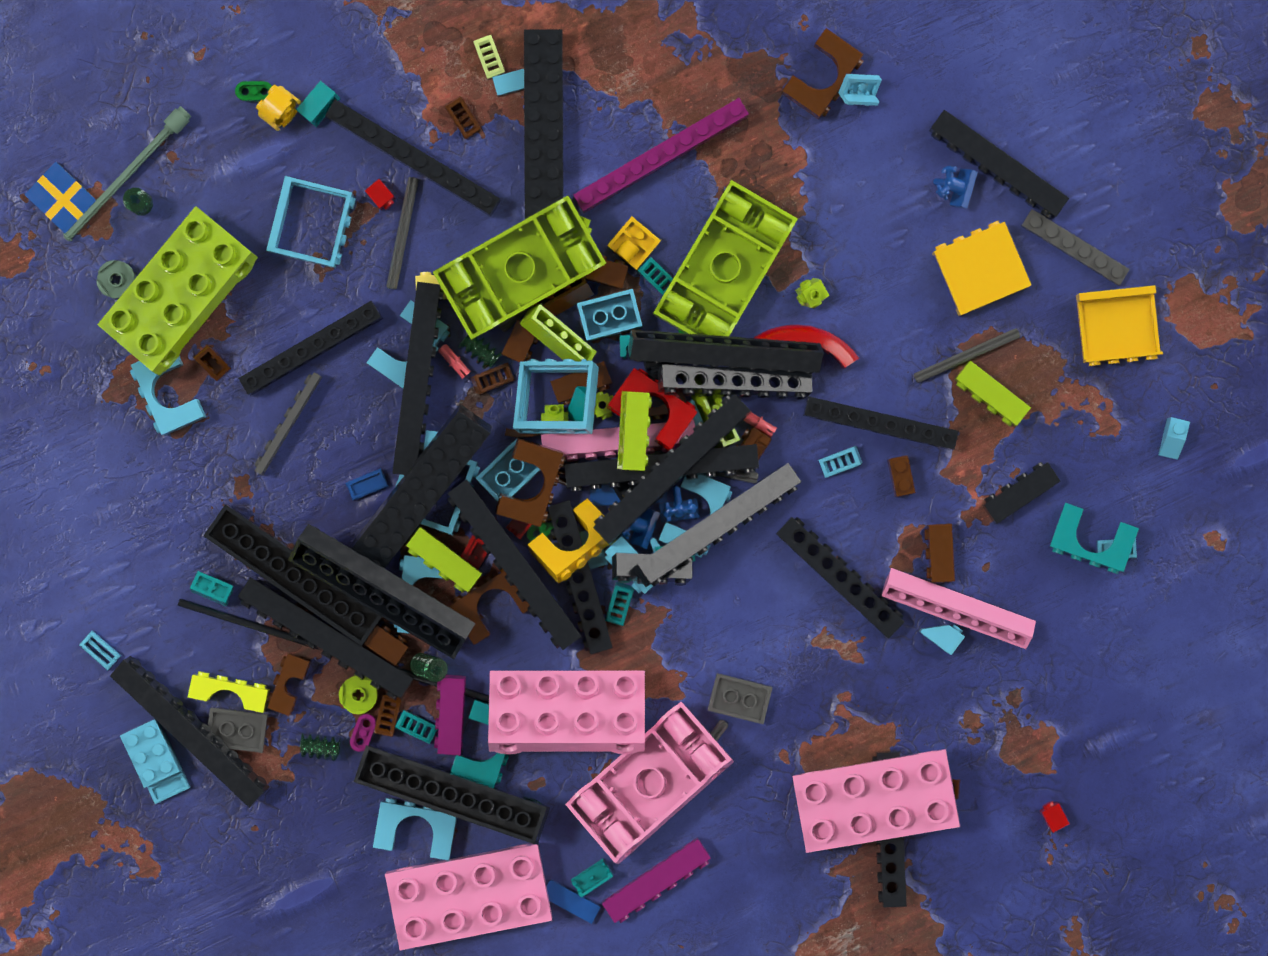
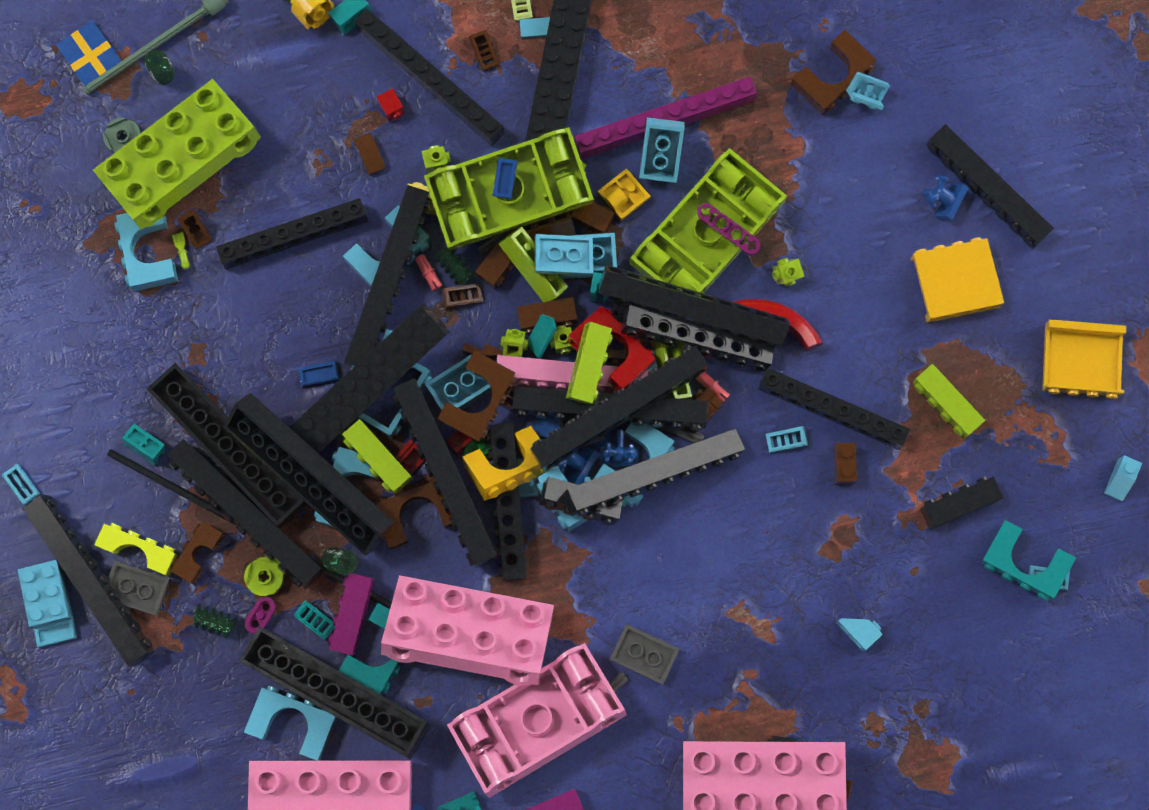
camera: 10 degrees right, 10 degrees down
(199, 378) = (180, 244): none -> lime piece
(281, 212) = (293, 104): medium azure window -> none
(283, 429) = (259, 295): dark grey plate -> none
(369, 249) = (369, 153): none -> reddish brown slope
(386, 644) = (303, 532): reddish brown brick -> none
(386, 732) = (279, 607): reddish brown slope -> none
(402, 233) = (404, 145): dark grey axle -> none
(435, 237) = (435, 158): none -> lime brick
(514, 259) = (504, 178): none -> blue tile
(555, 427) = (513, 346): medium azure window -> none
(587, 323) = (563, 254): none -> medium azure plate
(624, 588) = (550, 522): teal slope -> none
(646, 265) = (641, 220): teal slope -> none
(663, 193) = (661, 150): none -> medium azure brick
(744, 268) = (730, 227): none -> magenta beam
(886, 627) = (732, 516): black brick -> none
(939, 553) = (870, 547): reddish brown brick -> none
(958, 608) = (881, 605): bright pink brick -> none
(966, 355) = (926, 361): dark grey axle -> none
(1075, 247) = (1051, 278): dark grey plate -> none

